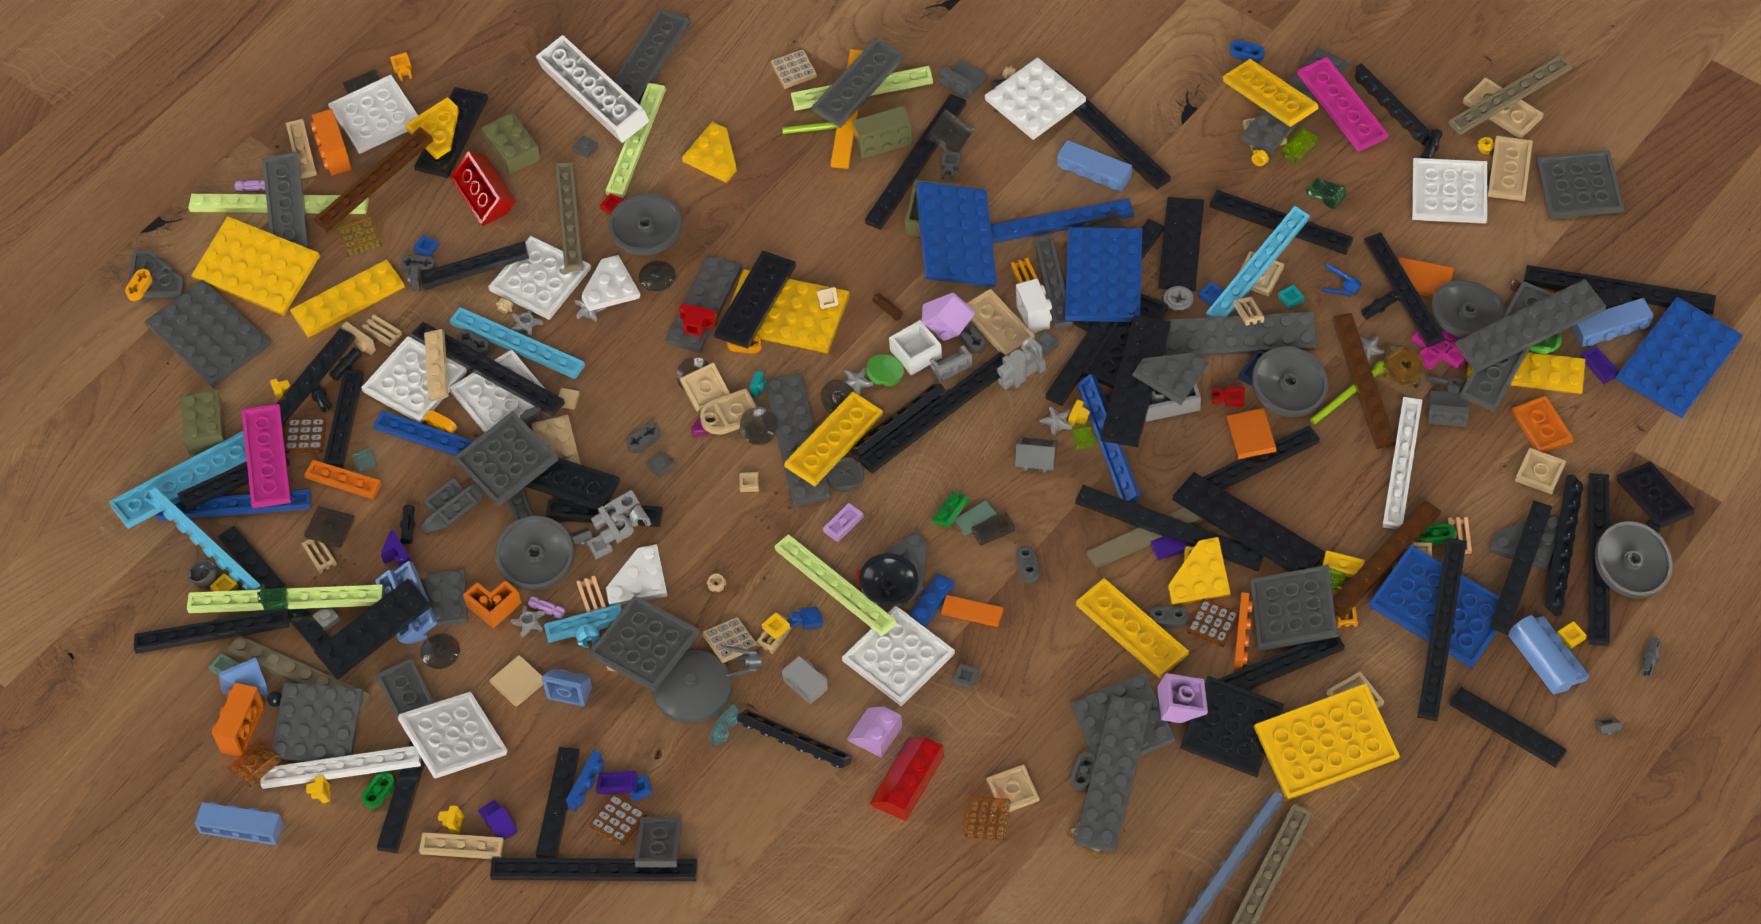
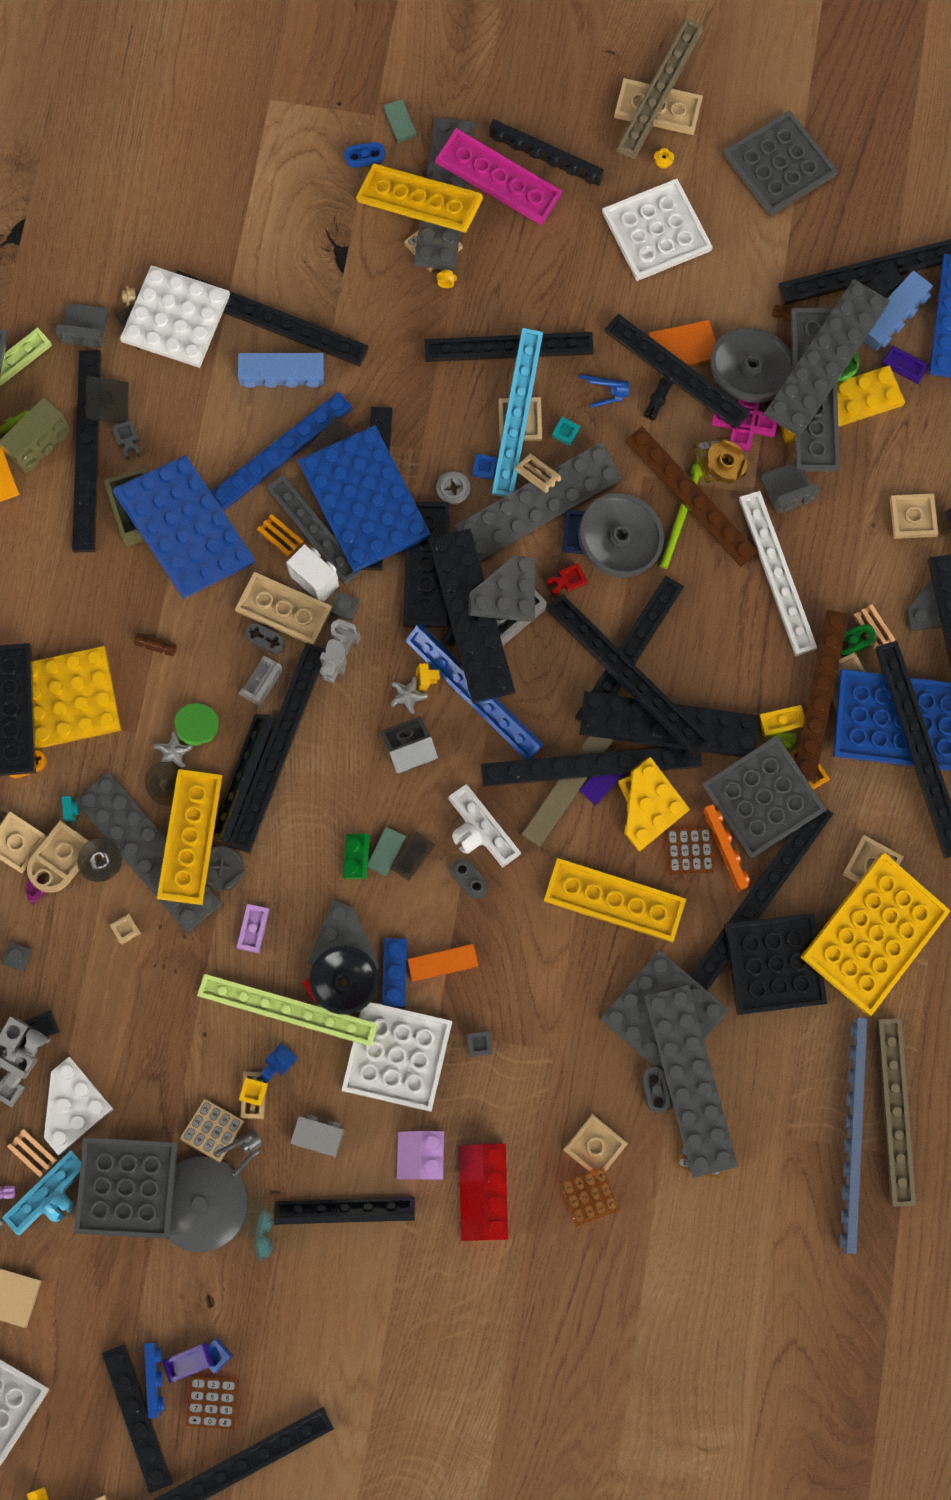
camera: 35 degrees left, 20 degrees up
(497, 820) = (84, 1474): dark purple slope -> none
(567, 687) = (70, 1279): medium blue slope -> none
(658, 842) = (273, 1411): dark grey plate -> none
(716, 578) = (155, 1064): tan plate -> none
(827, 297) = (89, 670): tan plate -> none
(915, 347) = (215, 683): white piece -> none
(947, 316) = (230, 633): lavender slope -> none
(1056, 532) = (480, 828): none -> white plate
(1073, 369) = (392, 613): black plate -> none
(1083, 437) = (445, 700): clear neon green plate -> none
(1168, 616) = (643, 867): dark grey plate -> none
(1181, 243) = (420, 420): black plate -> none
(1181, 698) = (715, 964): lavender slope -> none
(1235, 475) = (629, 676): none -> black plate
(1251, 433) = (613, 613): orange tile -> none
(1289, 40) = (399, 121): none -> sand green tile
(1299, 145) = (478, 244): clear neon green plate -> none
(1329, 192) = (536, 288): clear green plate -> none
(1371, 348) = (676, 453): light grey animal -> none
(1431, 145) = (610, 173): black pin -> none
(1453, 385) = (779, 457): dark grey bar -> none
(1510, 168) = (703, 175): tan plate -> none
(1542, 424) = (886, 461): orange tile -> none

